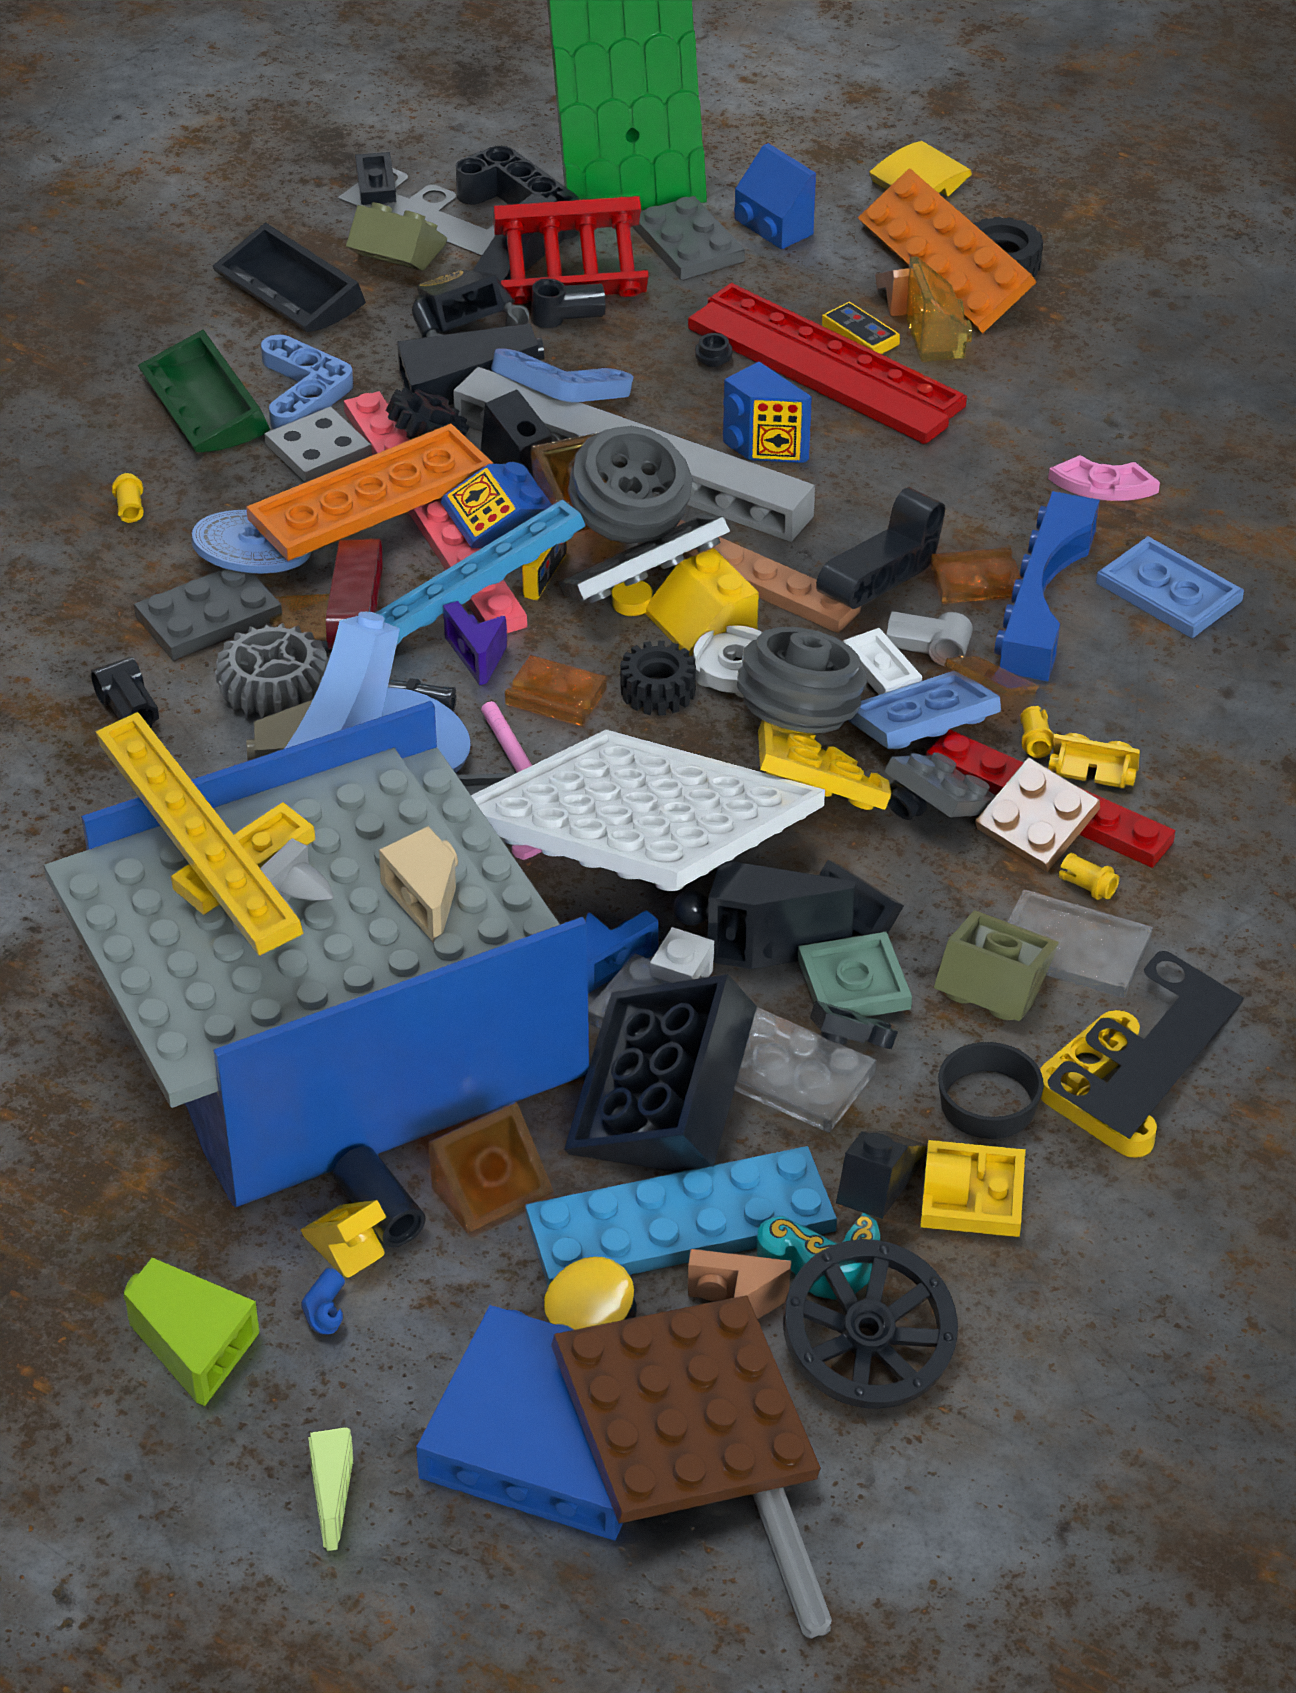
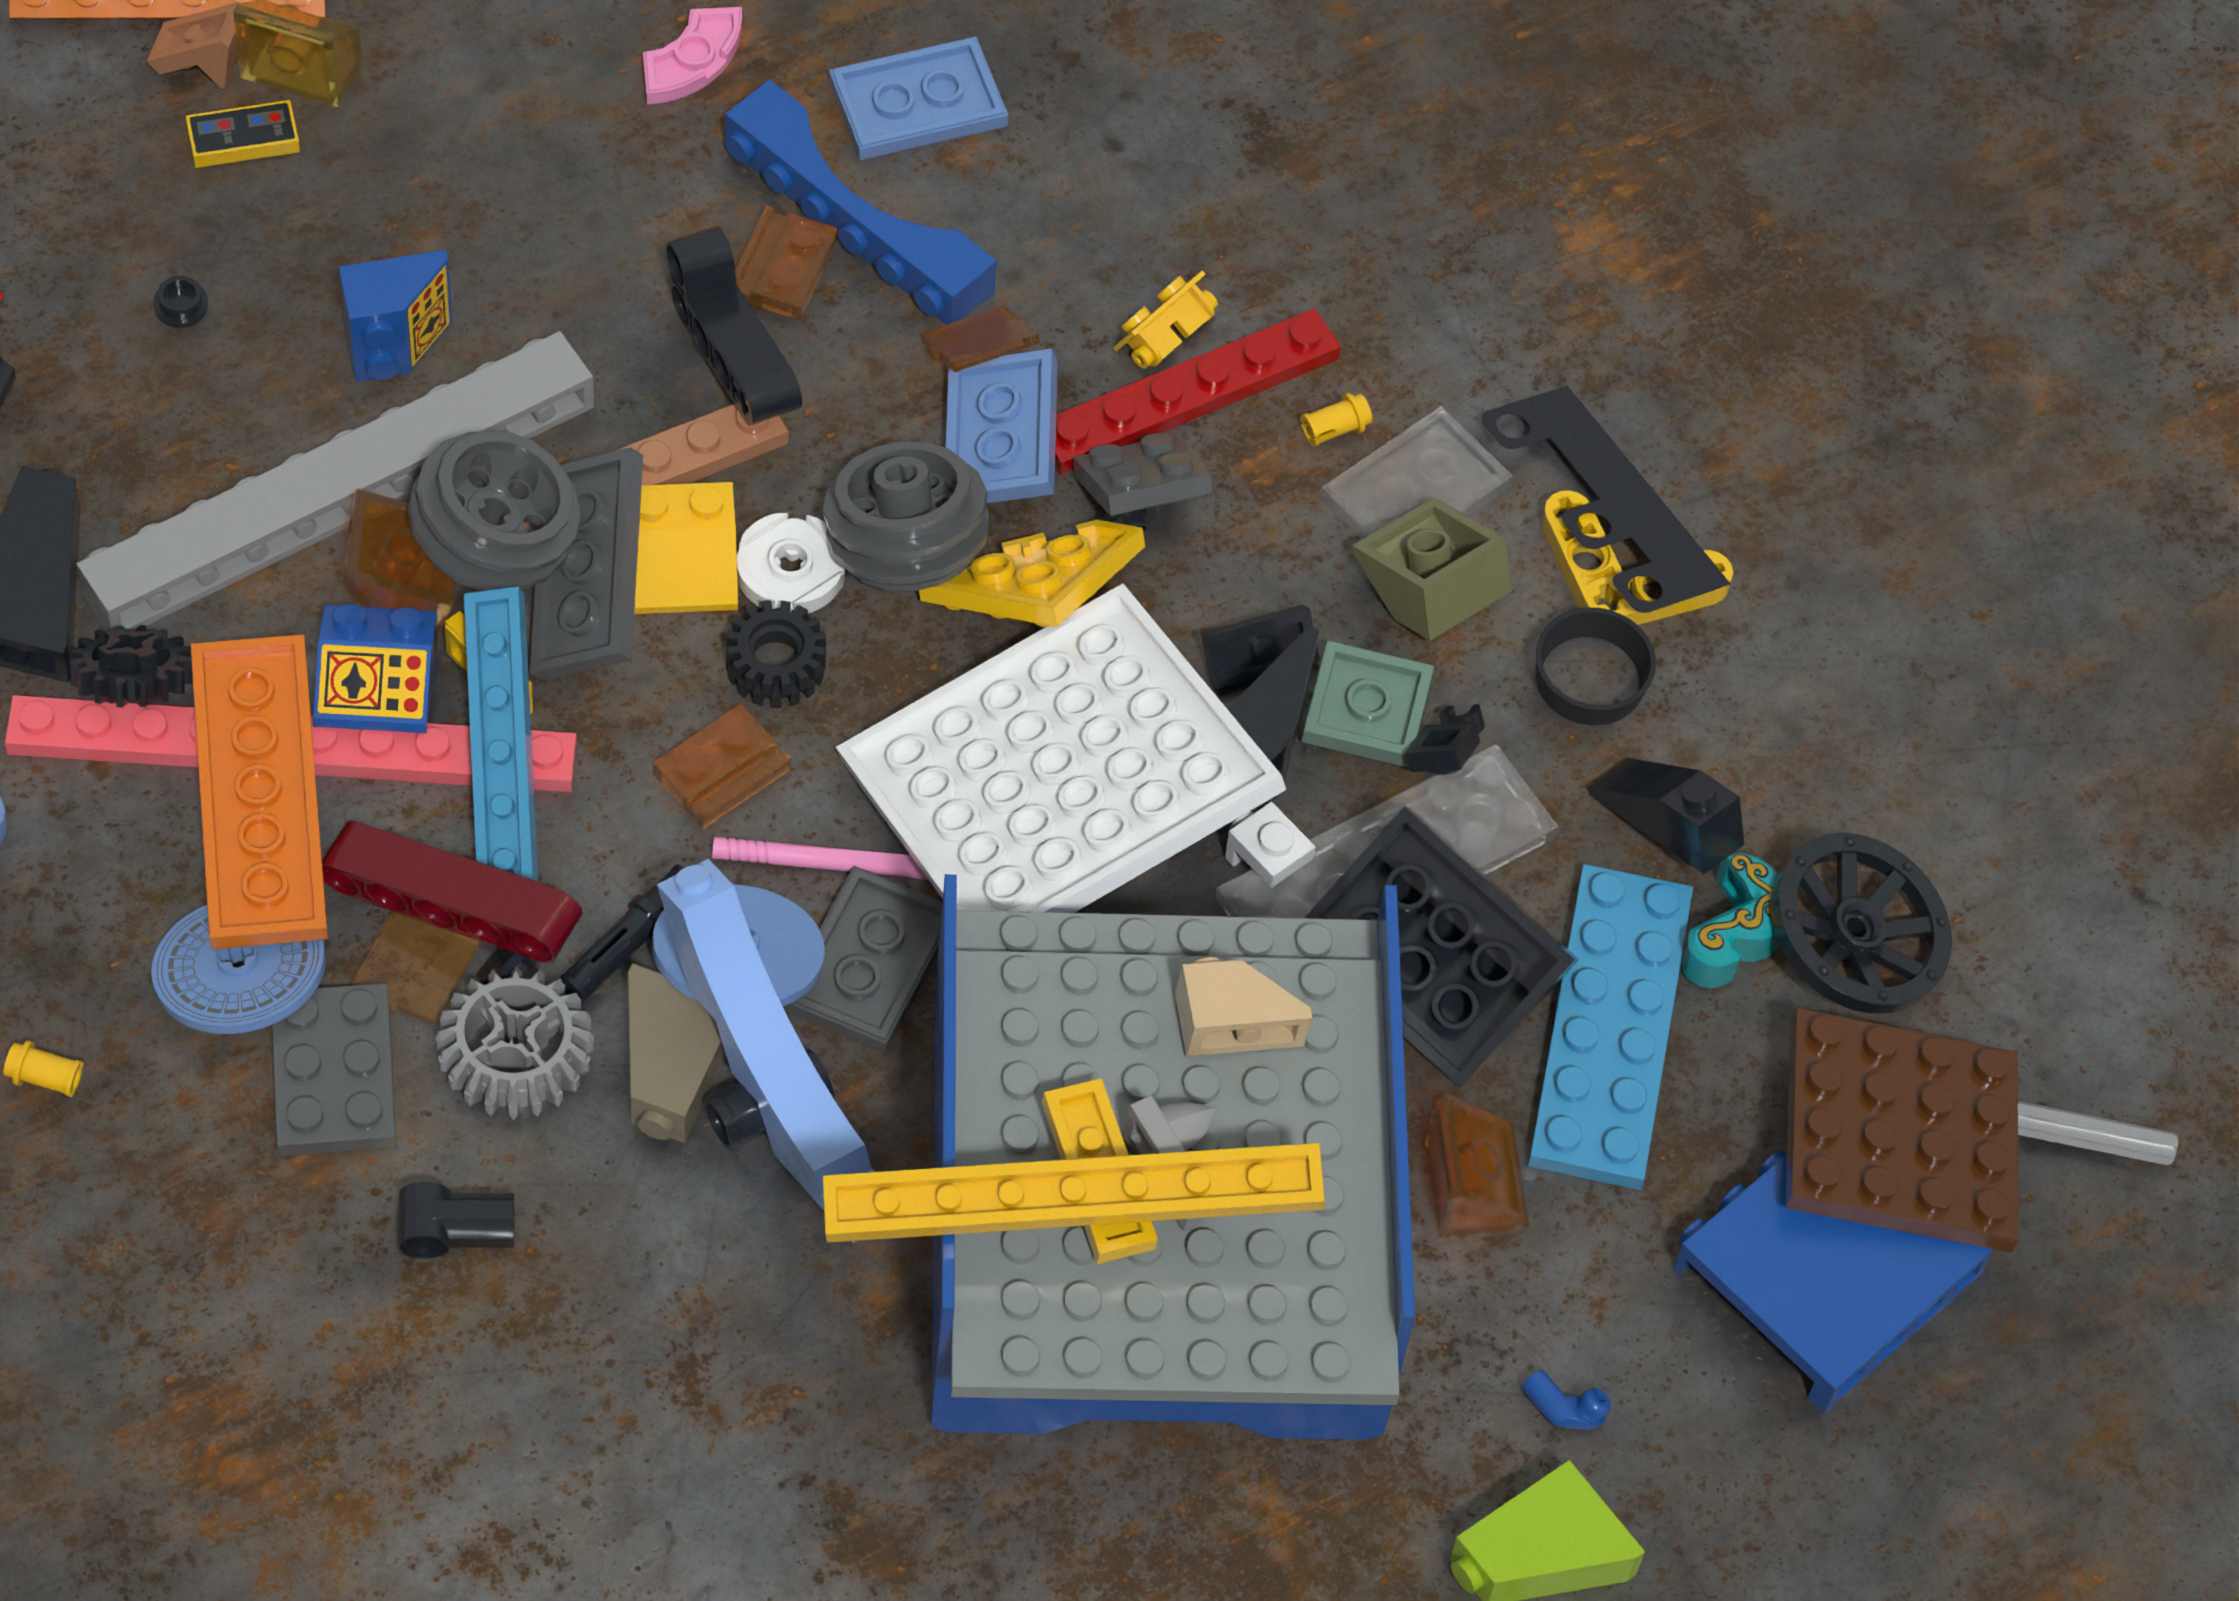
camera: 70 degrees left, 15 degrees up
(318, 444) = (68, 811): light grey tile -> none
(331, 1471) = (1821, 1492): yellowish green slope -> none
(347, 1236) = (1488, 1338): yellow slope -> none
(367, 1178) = (1464, 1286): black pin -> none
(476, 644) = (611, 812): dark purple slope -> none
(512, 430) = (258, 591): black torso -> none
(559, 384) = (188, 491): medium blue beam -> none
(590, 1294) = (1699, 1153): yellow piece -> none
(612, 949) = (1200, 886): blue slope -> none
(728, 1276) = (1747, 1007): nougat slope -> none
(821, 373) = (292, 220): red tile -> none
(841, 349) = (262, 182): red tile -> none
(883, 662) = (880, 422): white plate -> none
(937, 637) = (880, 350): light grey piece -> none
(973, 1188) = (1718, 738): yellow plate -> none
(1037, 736) = (1089, 346): yellow pin -> none
(1038, 814) = (1229, 412): plate -> none

